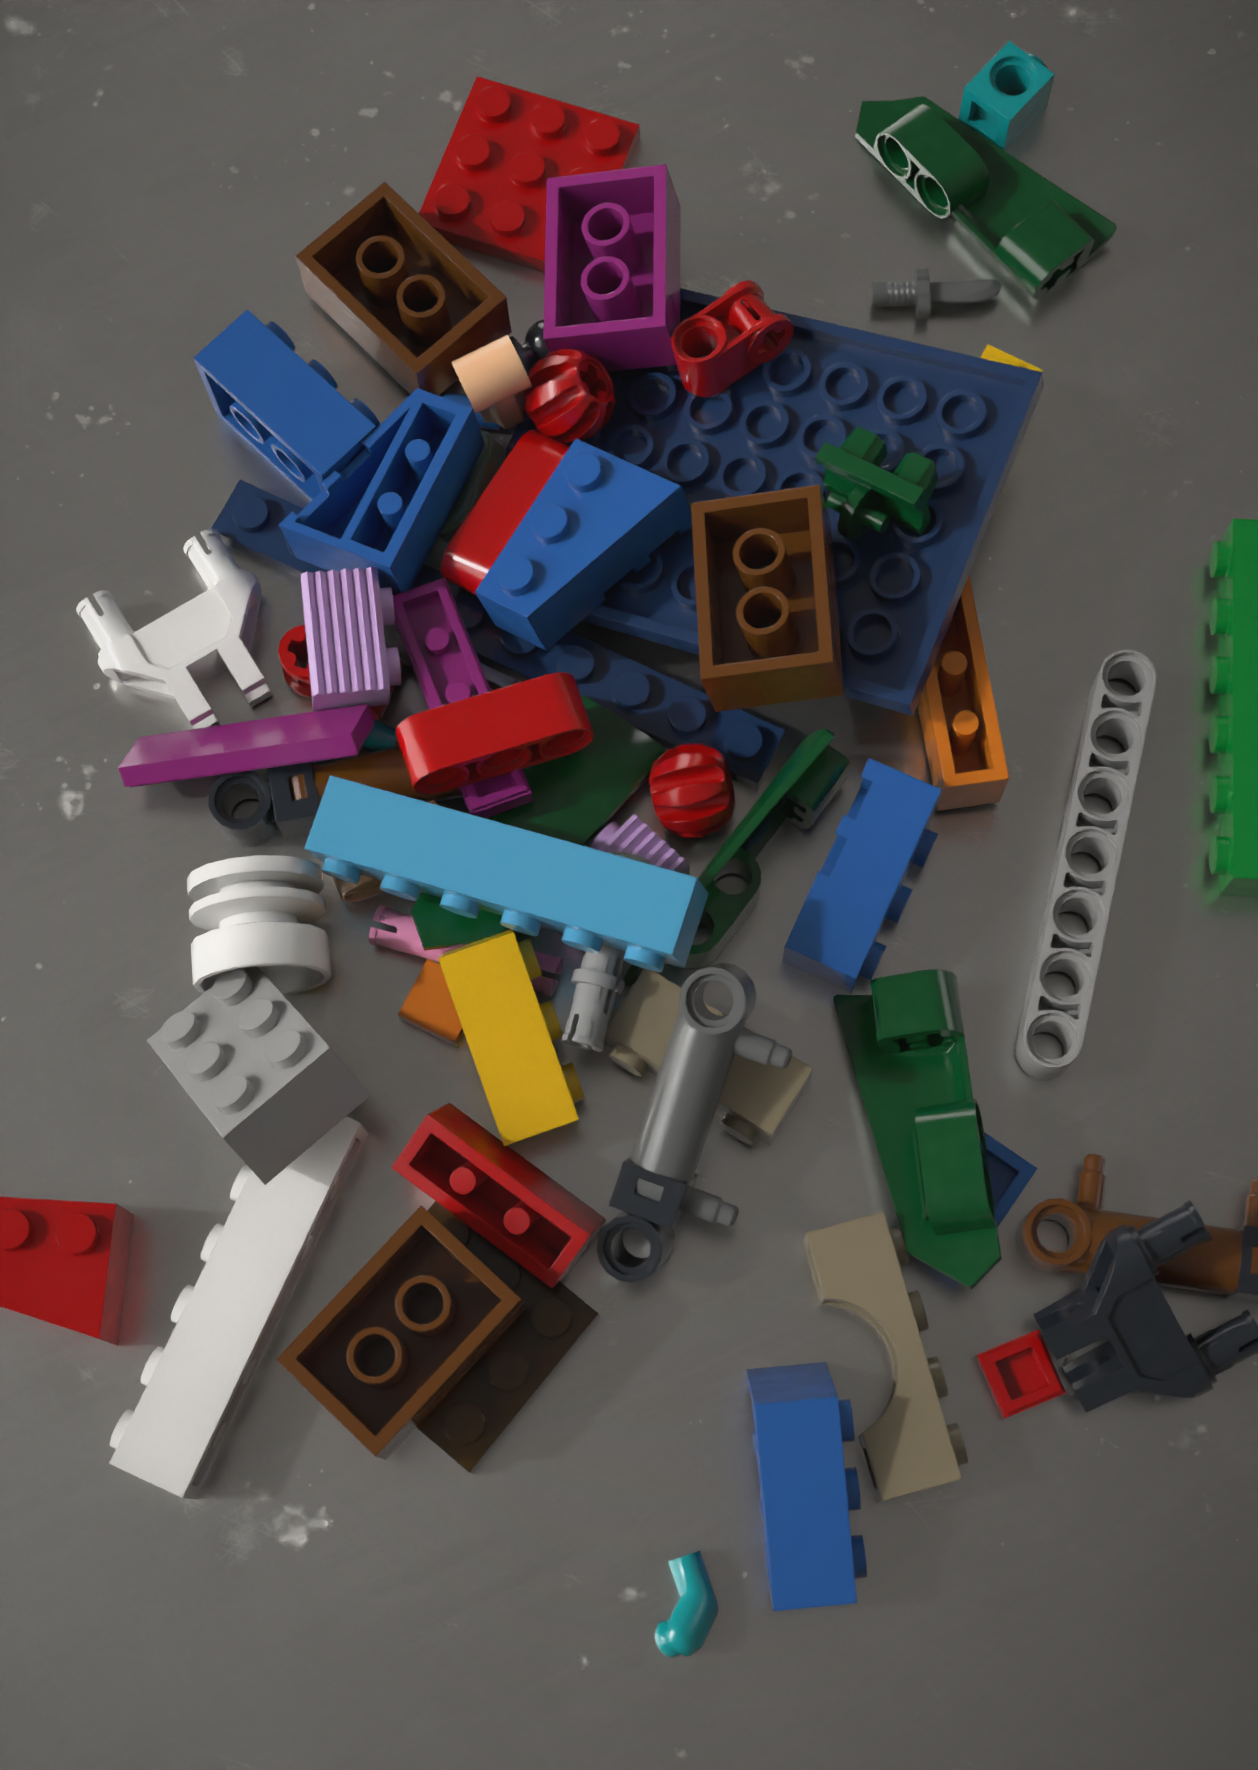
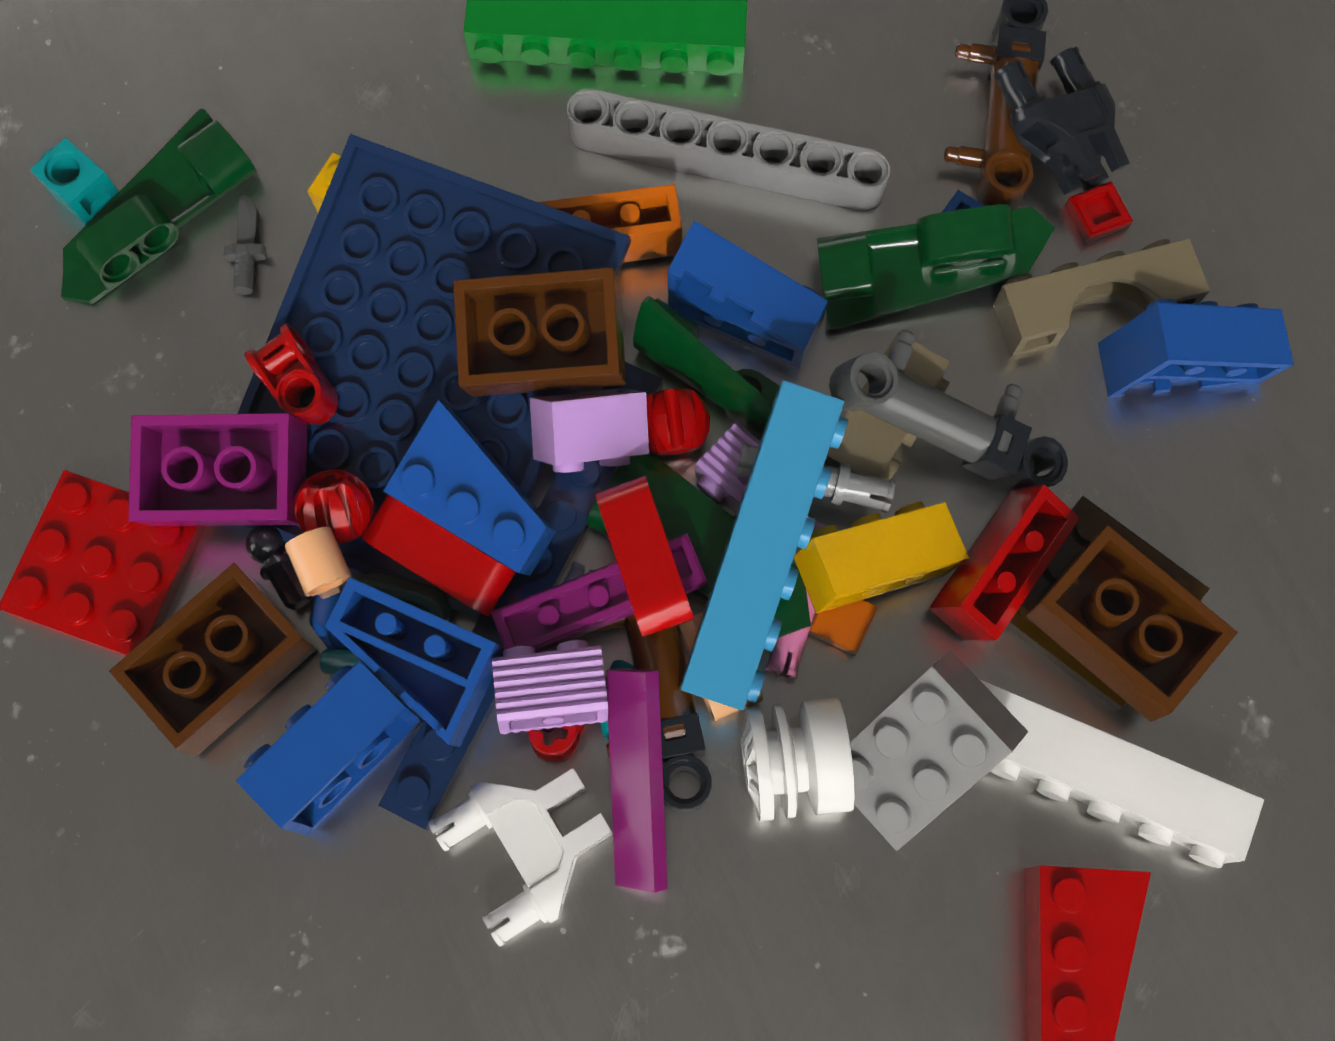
camera: 95 degrees left, 0 degrees up
(661, 676) = (589, 427): none -> lavender brick
(694, 1612) = (1302, 432): teal arm -> none
(872, 495) = (451, 257): dark green hips -> none

